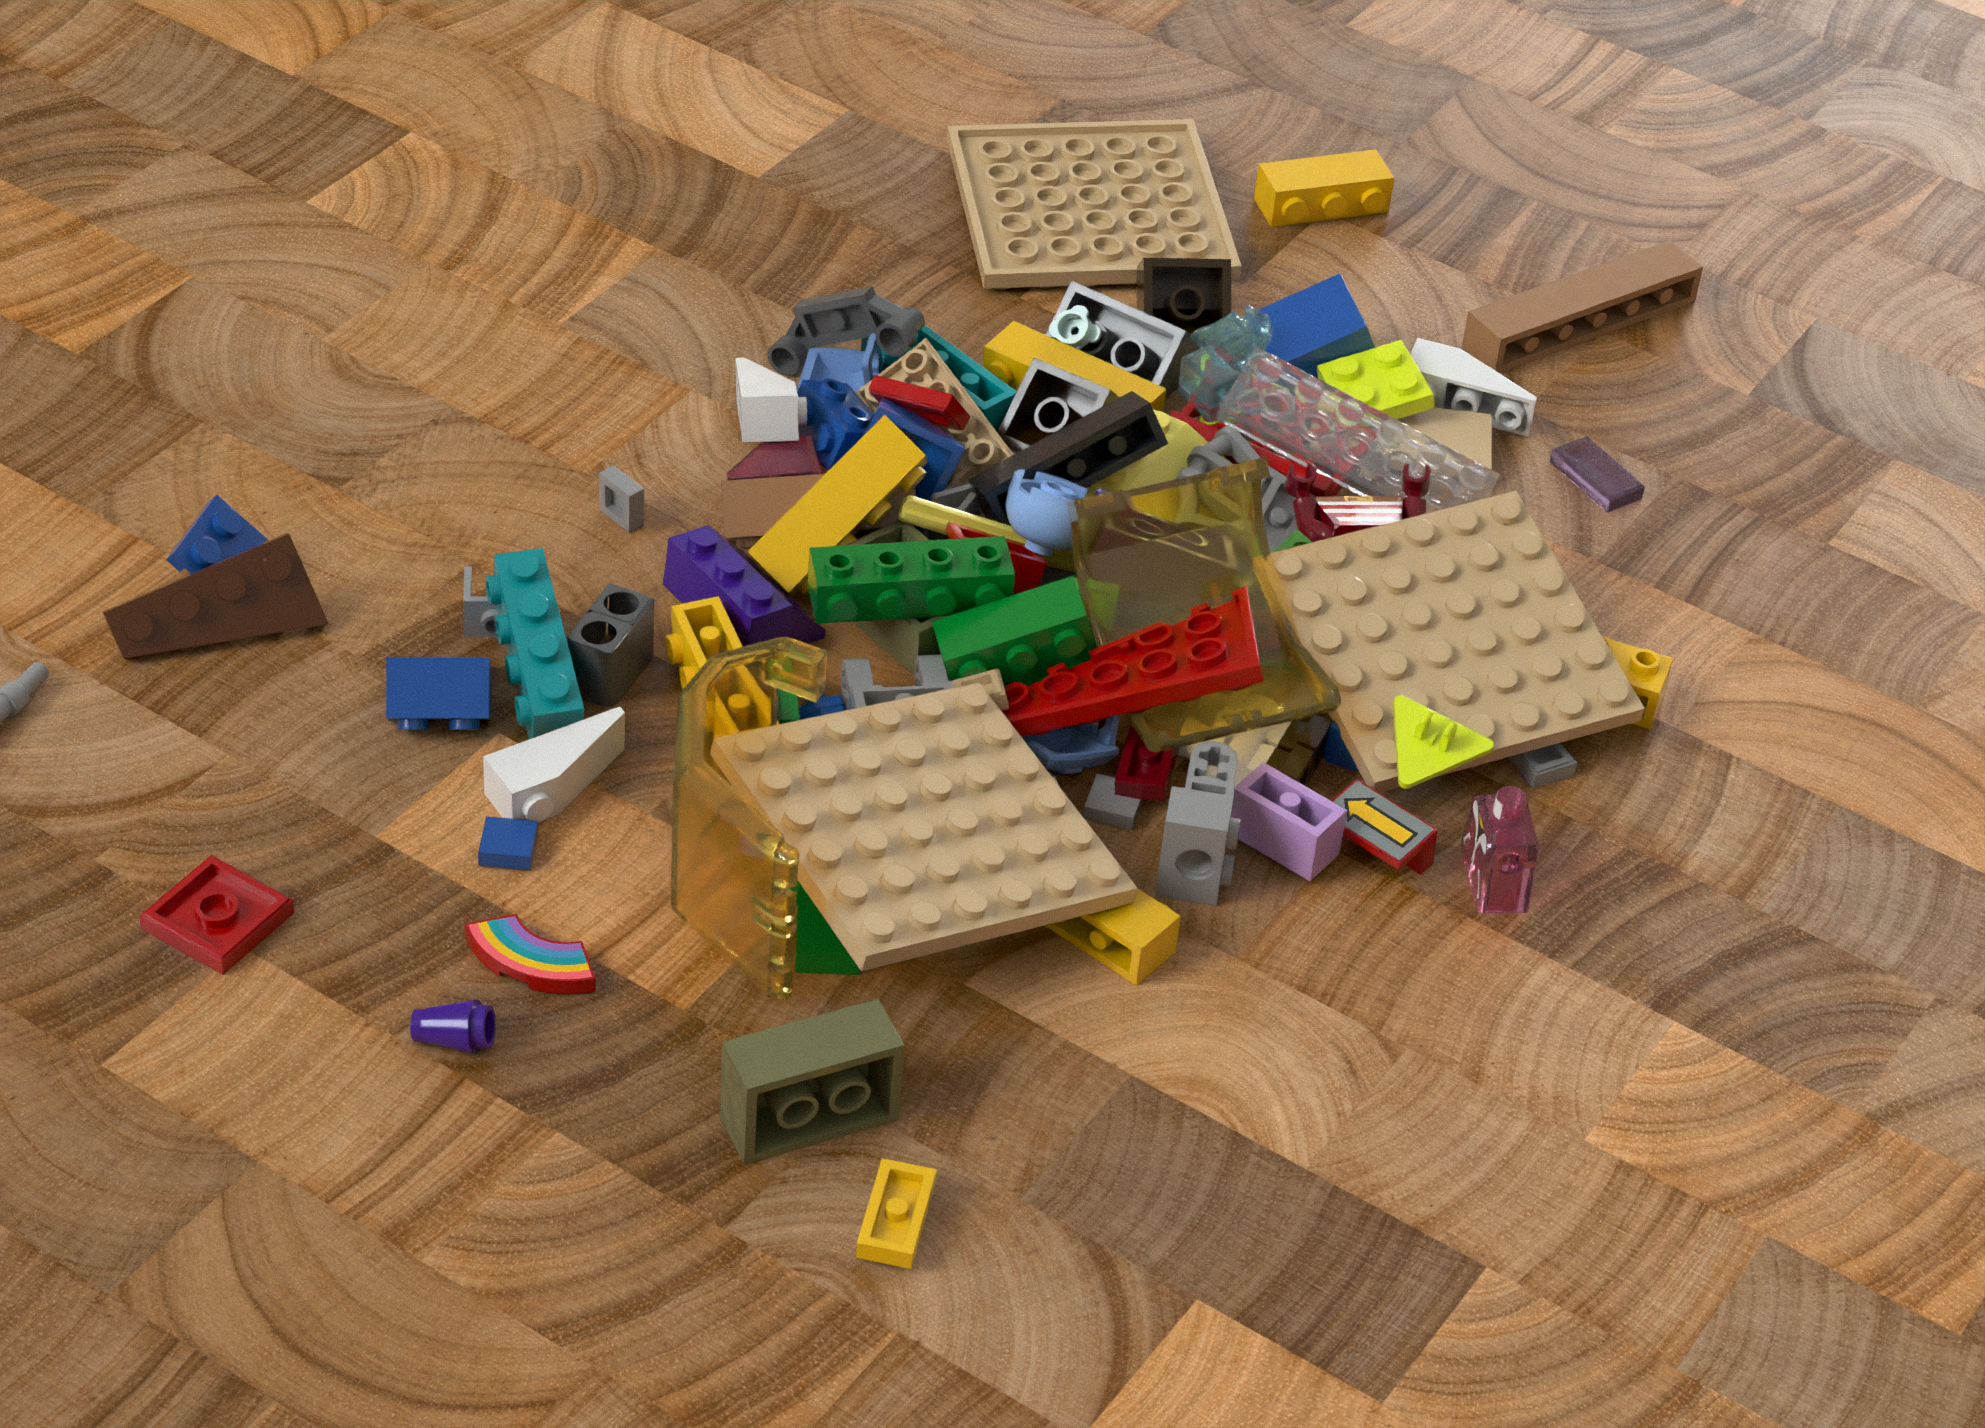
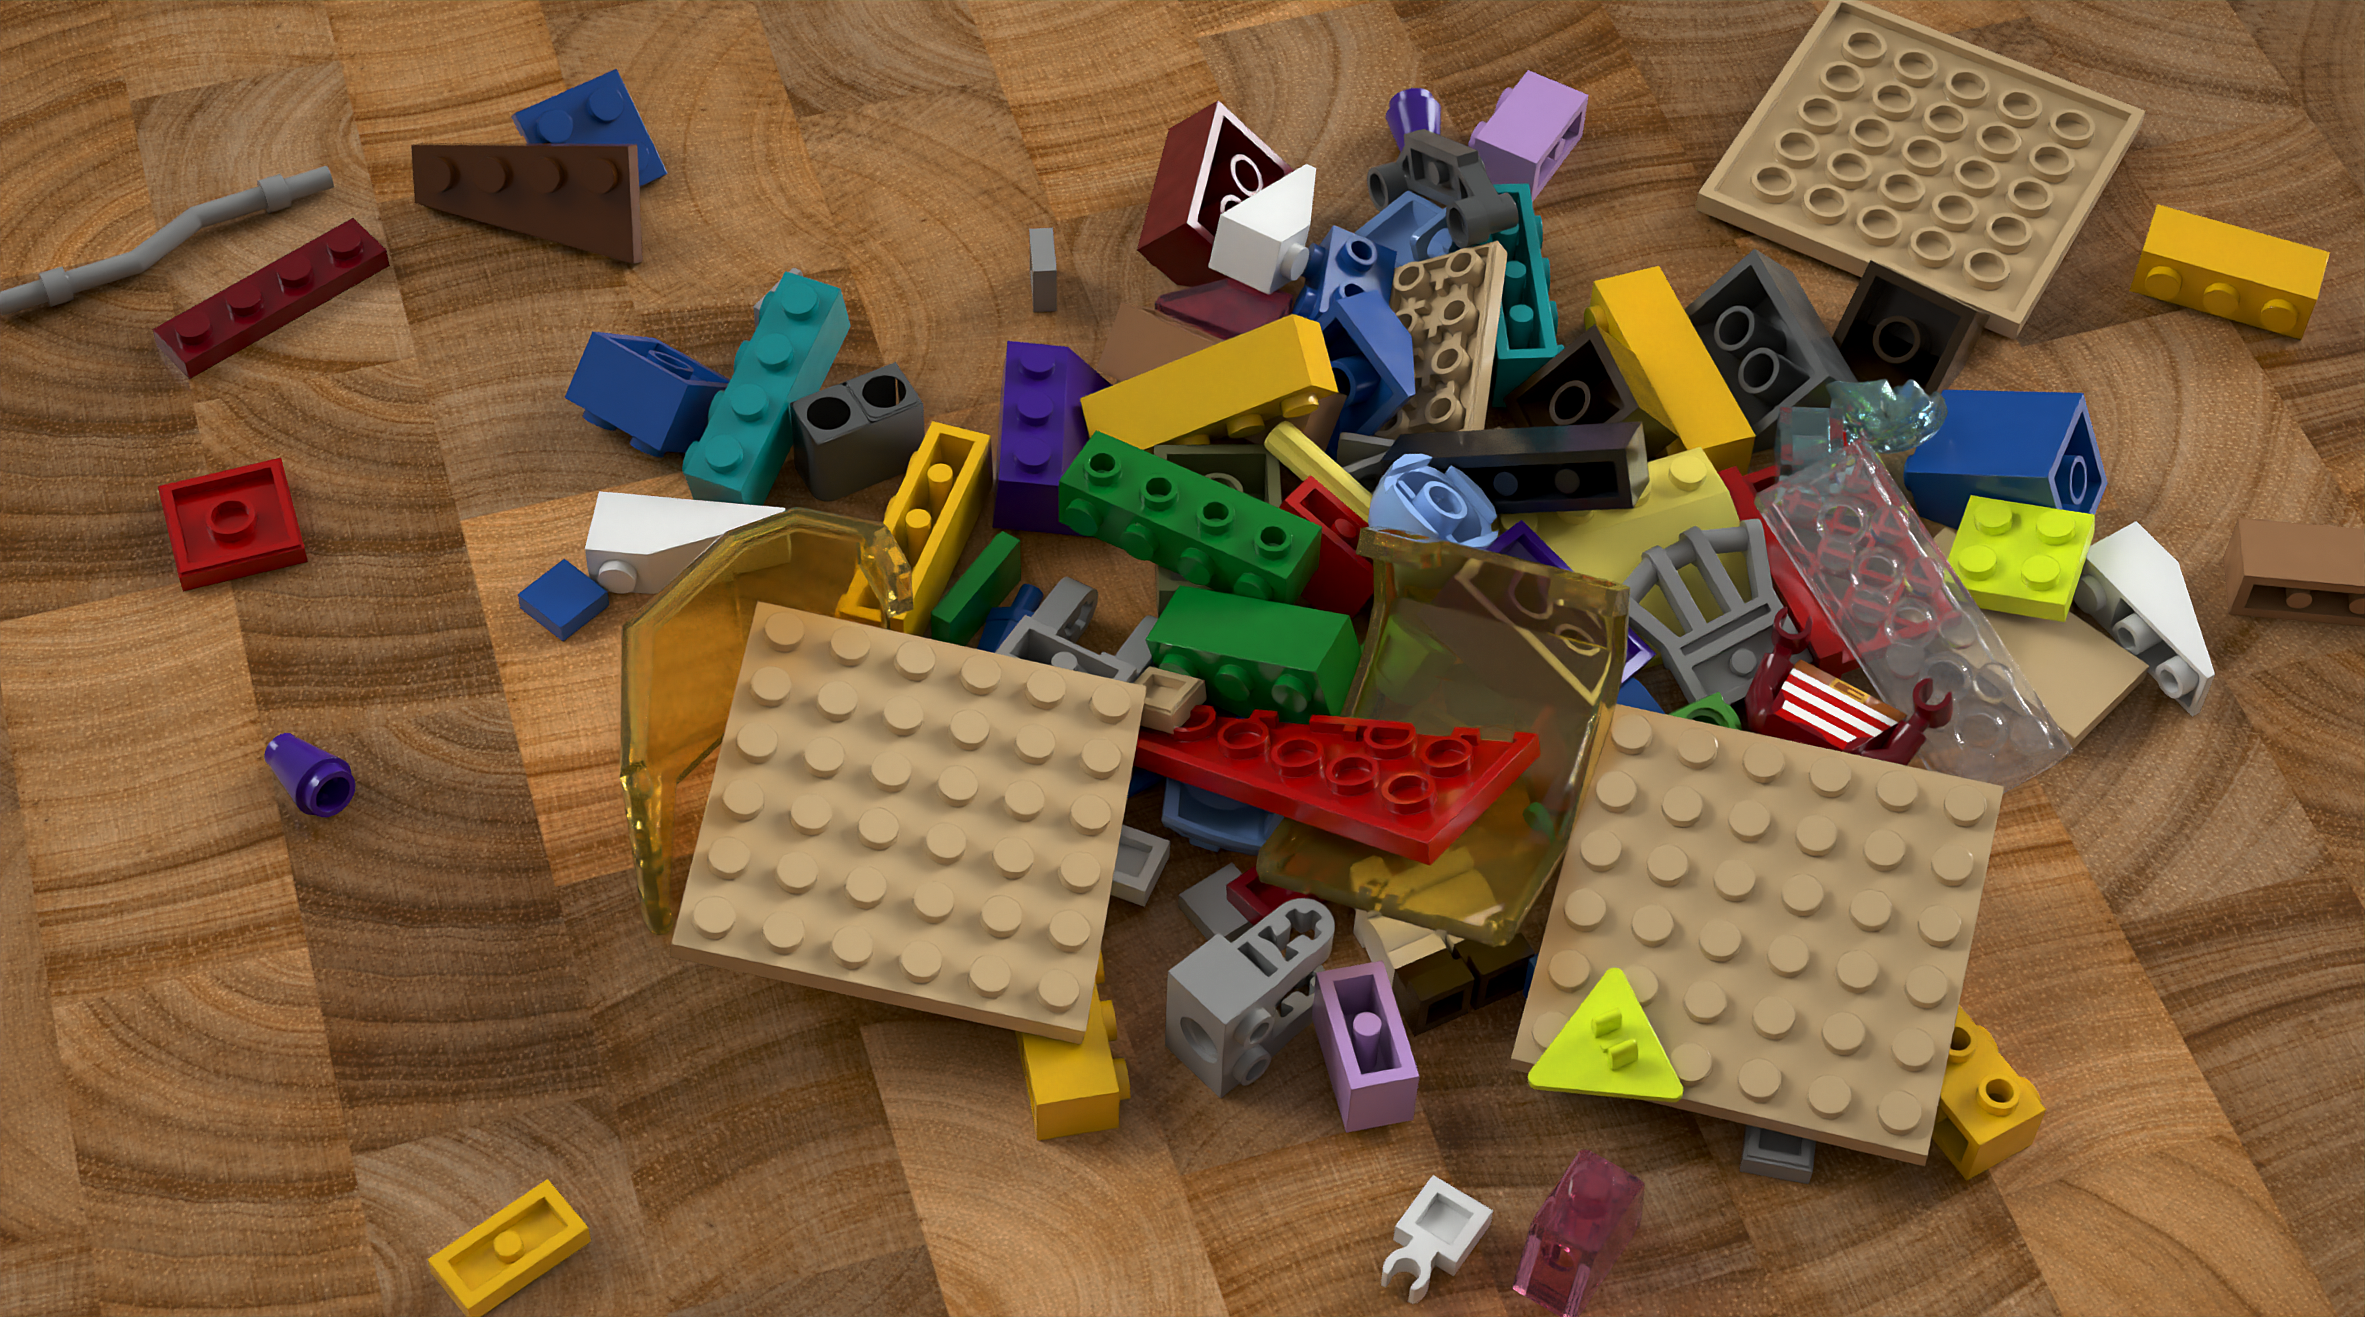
camera: 40 degrees right, 10 degrees up
(82, 766) = (270, 298): none -> dark red plate
(545, 964) = (457, 741): tile -> none
(685, 410) = (1203, 172): none -> dark red slope
(766, 310) = (1413, 111): none -> dark purple cone
(811, 1081) = (545, 1046): olive brick -> none
(842, 268) = (1530, 132): none -> lavender brick
(931, 404) = (1413, 316): red tile -> none
(1075, 318) = (1710, 299): light aqua plate -> none
(1386, 828) = (1468, 1118): panel -> none
(1420, 899) = (1437, 1231): none -> white plate
(1597, 474) = (2227, 812): clear purple tile -> none

